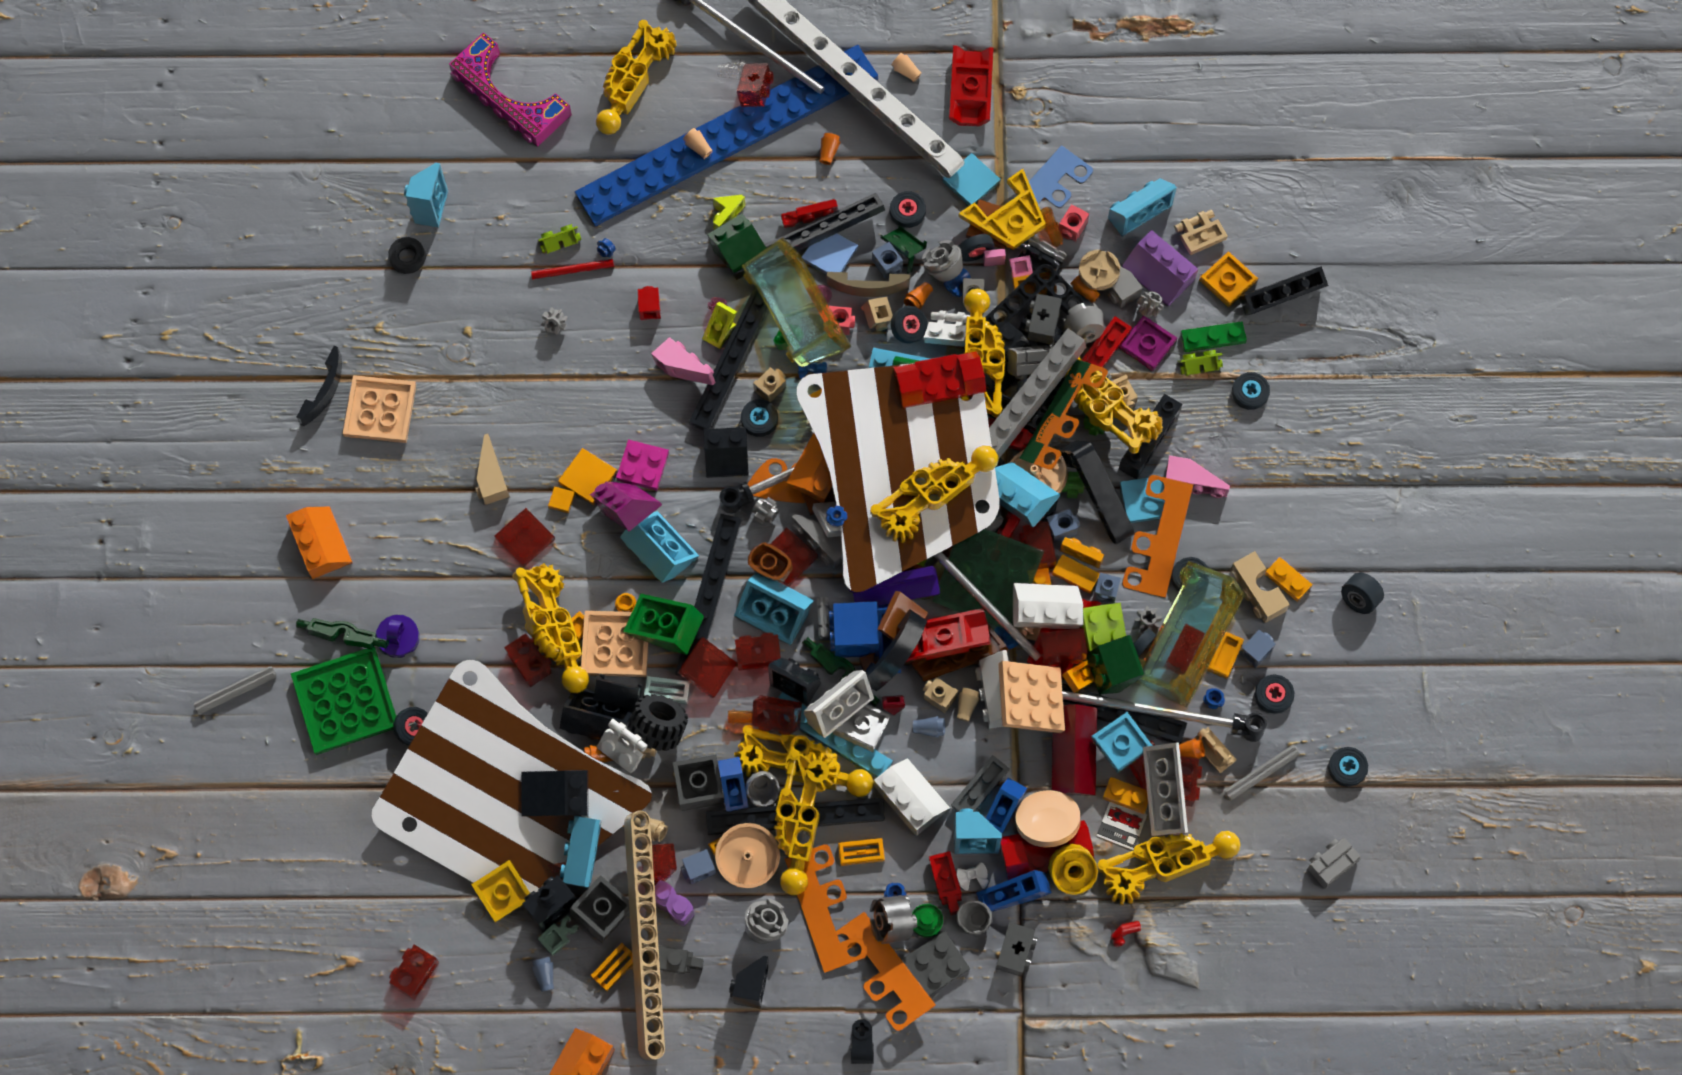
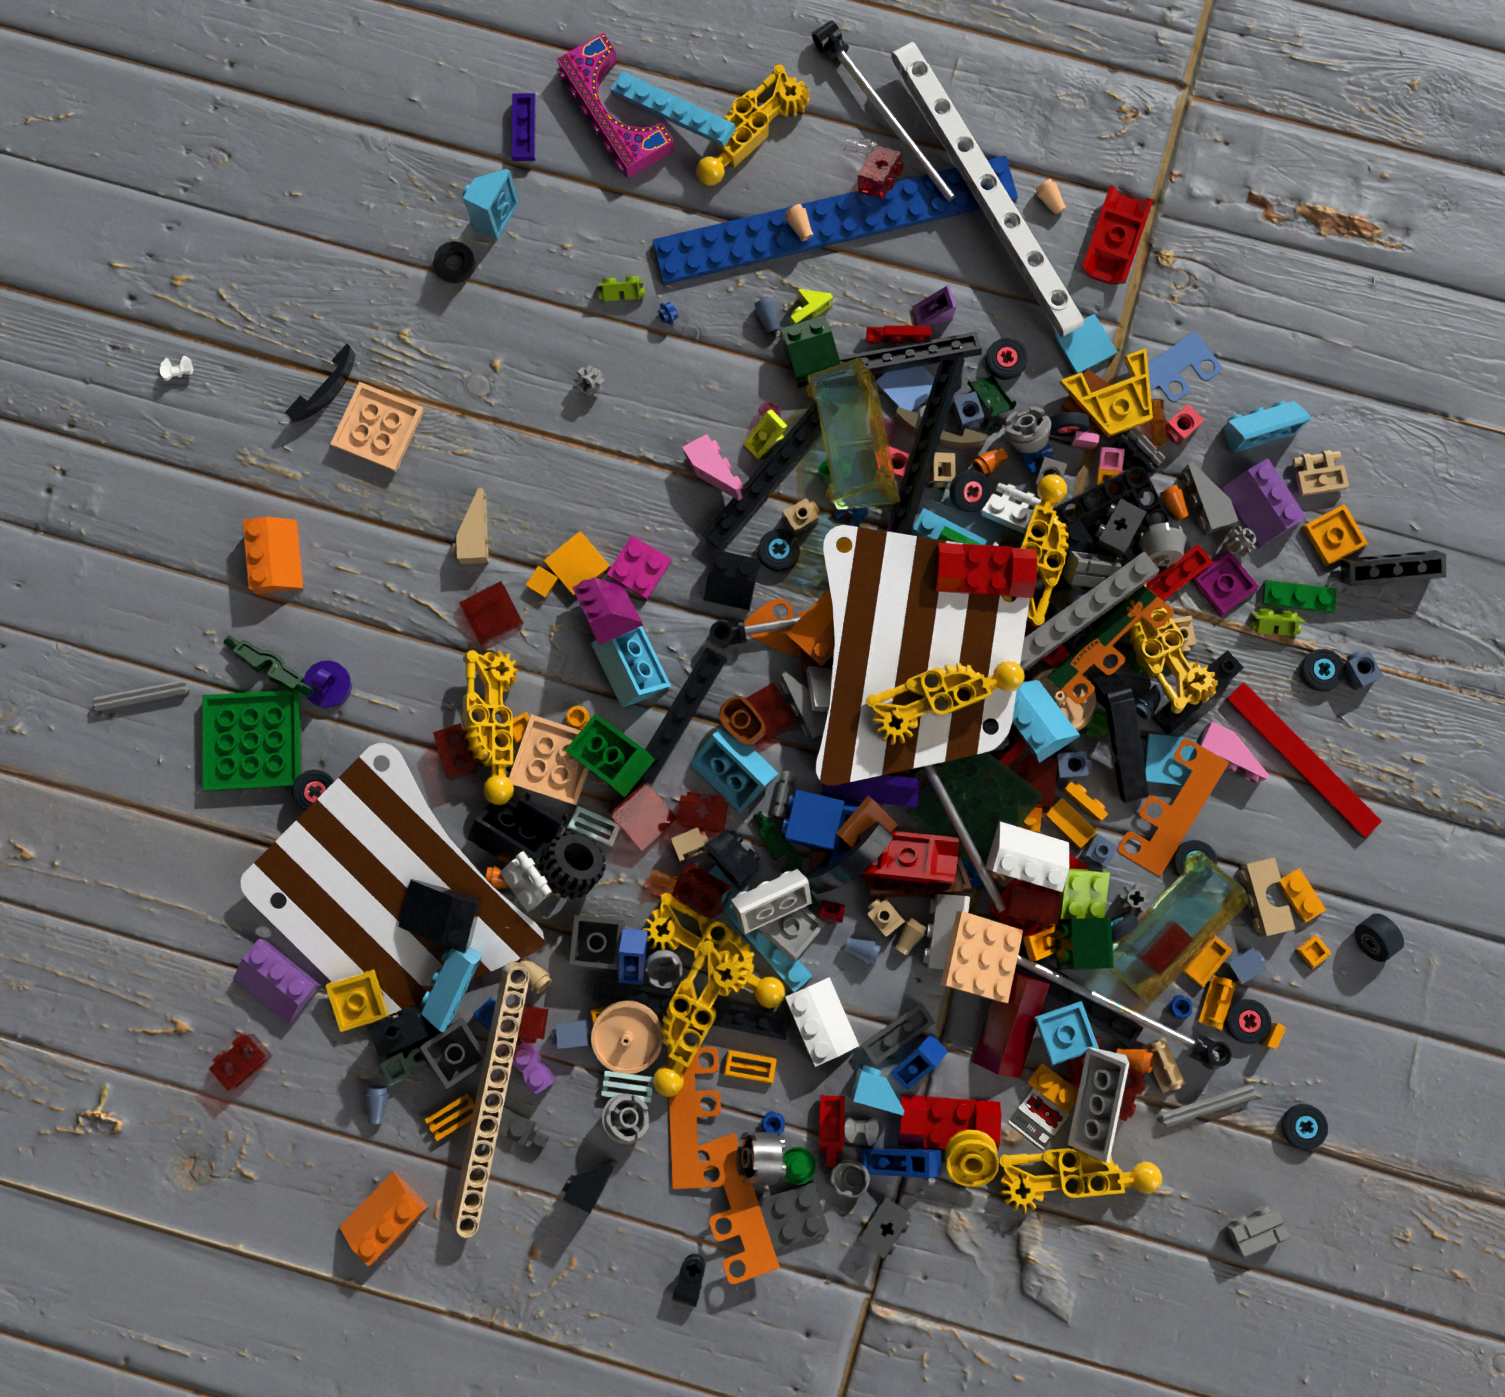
camera: 15 degrees right, 10 degrees up
(180, 412) = (168, 371): none -> white piece
(425, 896) = (276, 980): none -> medium lavender slope
(435, 128) = (523, 126): none -> dark purple plate
(561, 79) = (673, 109): none -> medium azure plate
(572, 269) = (626, 326): red bar -> none
(619, 872) = (485, 1013): none -> blue tile
(649, 303) = (696, 388): red brick -> none
(692, 226) = (767, 313): none -> sand blue cone
(753, 680) = (689, 843): none -> tan brick
(759, 889) = (606, 1083): none -> light aqua tile
(765, 510) = (755, 657): light grey gear -> none
(829, 147) = (940, 265): orange cone -> none
(832, 520) = (827, 701): blue plate -> none
(835, 183) = (935, 308): none -> medium lavender slope
(859, 292) = (925, 444): none -> black plate
(1048, 818) = (960, 1094): light nougat piece -> none
(1099, 270) = (1196, 488): tan tile -> none
(1112, 456) = (1148, 702): none -> sand blue cone
(1123, 930) = (1008, 1238): red arm -> none
(1244, 685) = (1217, 1002): none -> light orange hinge
(1257, 468) = (1303, 760): none -> red tile
(1283, 390) = (1372, 670): none -> sand blue brick
(1299, 699) = (1274, 1036): none -> light orange tile
(1312, 622) = (1313, 951): none -> light orange tile

